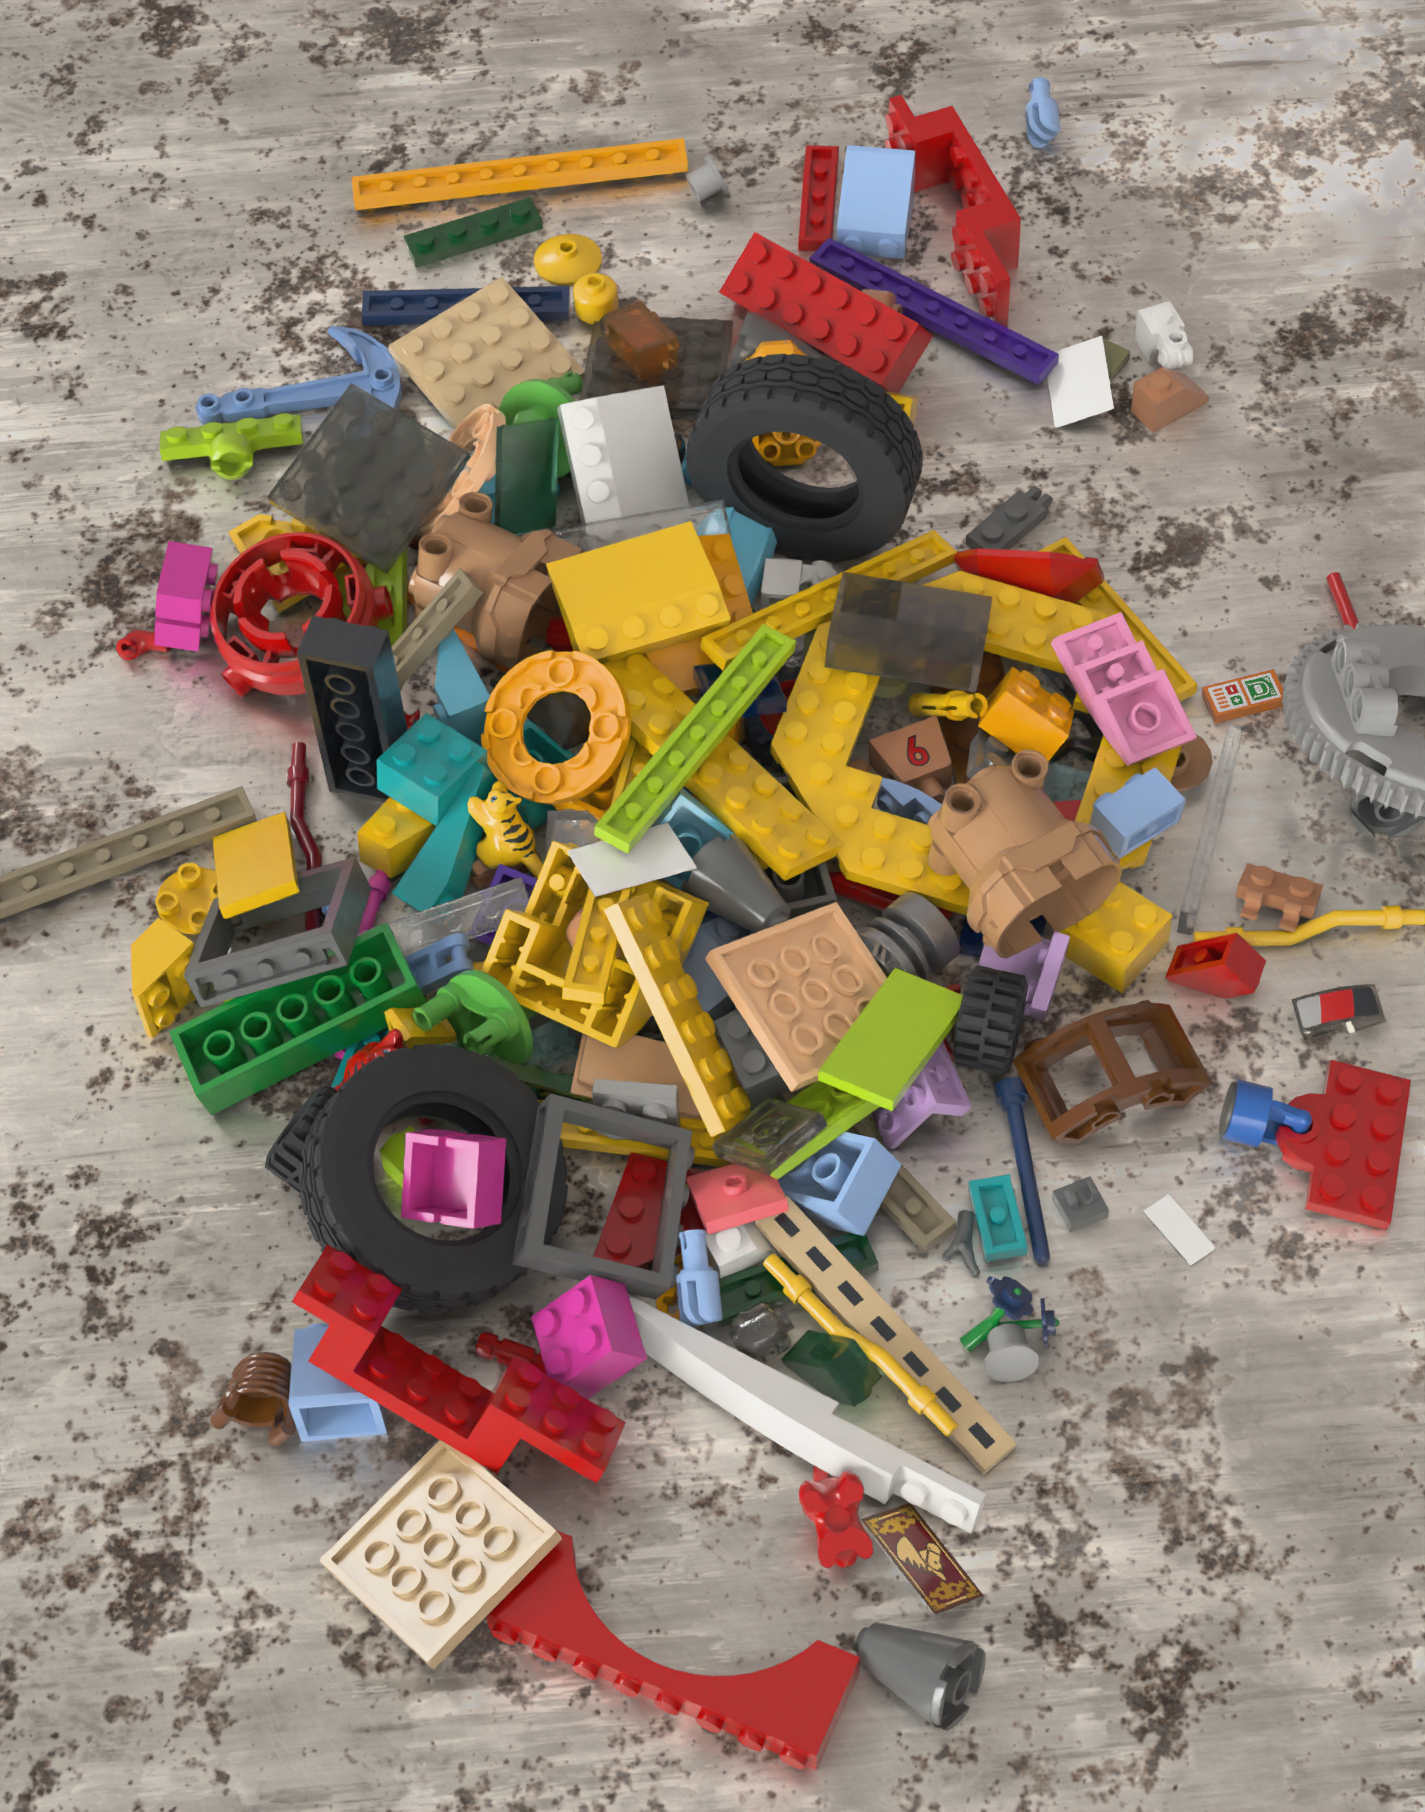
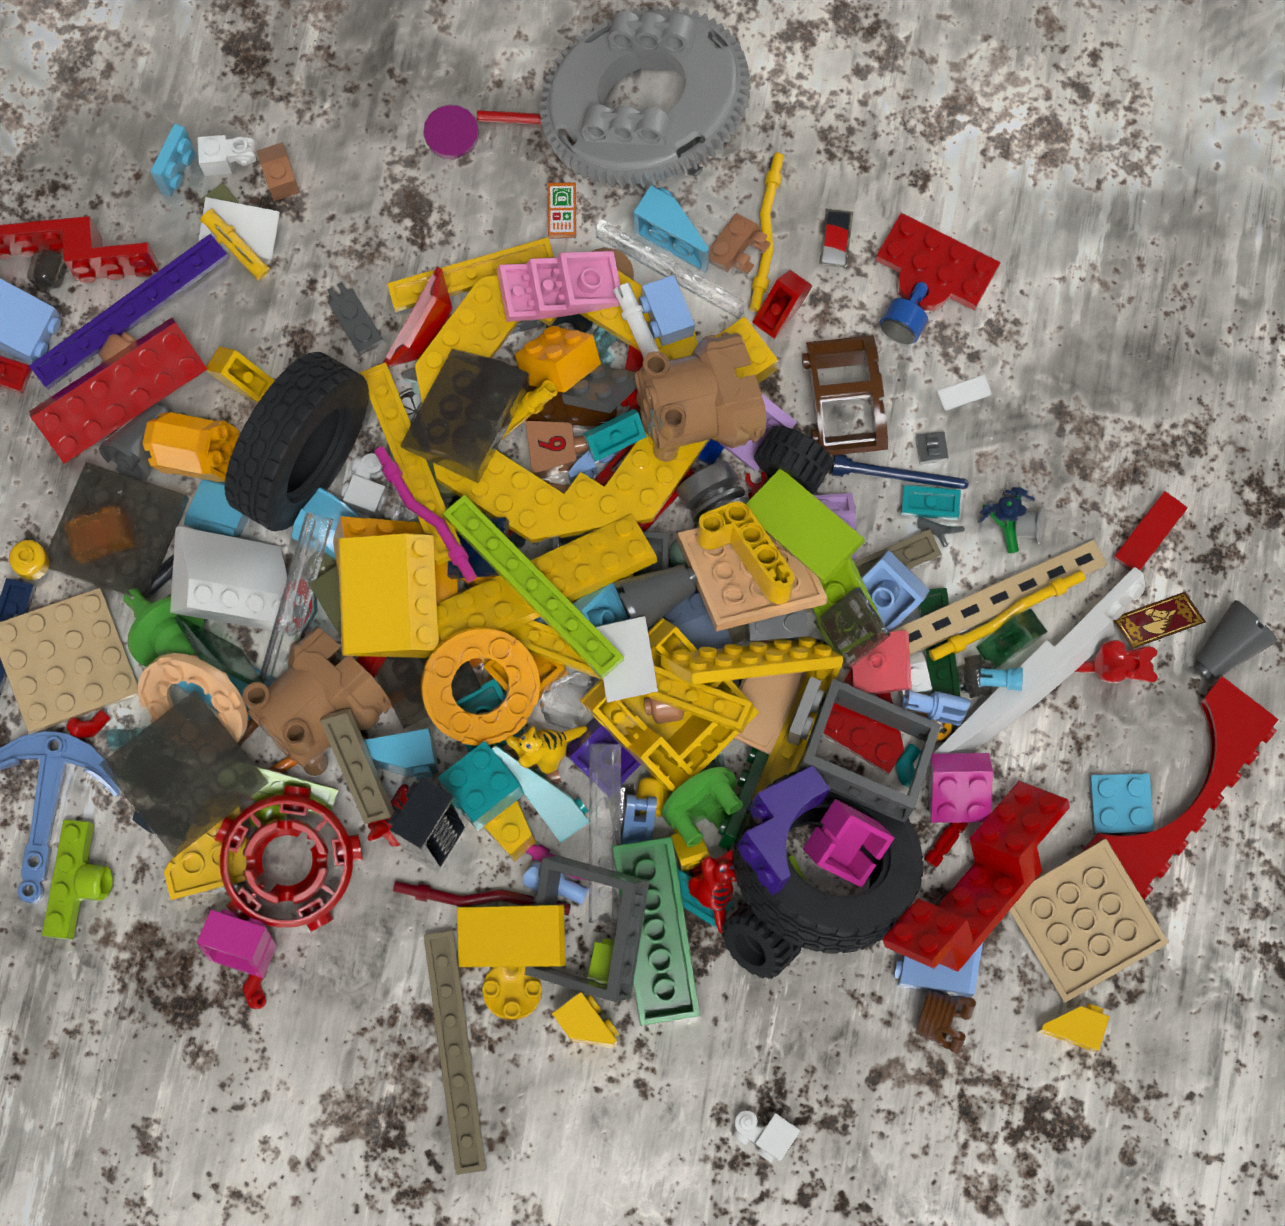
camera: 75 degrees left, 20 degrees up
(58, 1233) = (772, 1139): none -> white brick
(286, 1588) = (1079, 1027): none -> yellow slope
(413, 407) = (87, 729): none -> red arm
(466, 1071) = (775, 812): none -> dark purple arch
(632, 1576) = (1121, 804): none -> medium azure plate
(717, 651) = (456, 552): none -> dark pink bar
(761, 1356) = (1008, 678): none -> medium azure pin
(860, 960) = (739, 527): none -> yellow beam
(927, 781) = (614, 435): none -> teal plate
(941, 223) = (46, 271): none -> clear smoke head
(1056, 1522) = (1150, 532): none -> red tile
(1060, 370) = (212, 221): none -> yellow pin
(1113, 775) = (633, 314): none -> white pin
(1130, 286) = (172, 160): none -> medium azure plate
(1271, 794) = (666, 225): none -> medium azure slope
(1298, 555) = (451, 132): none -> magenta tile

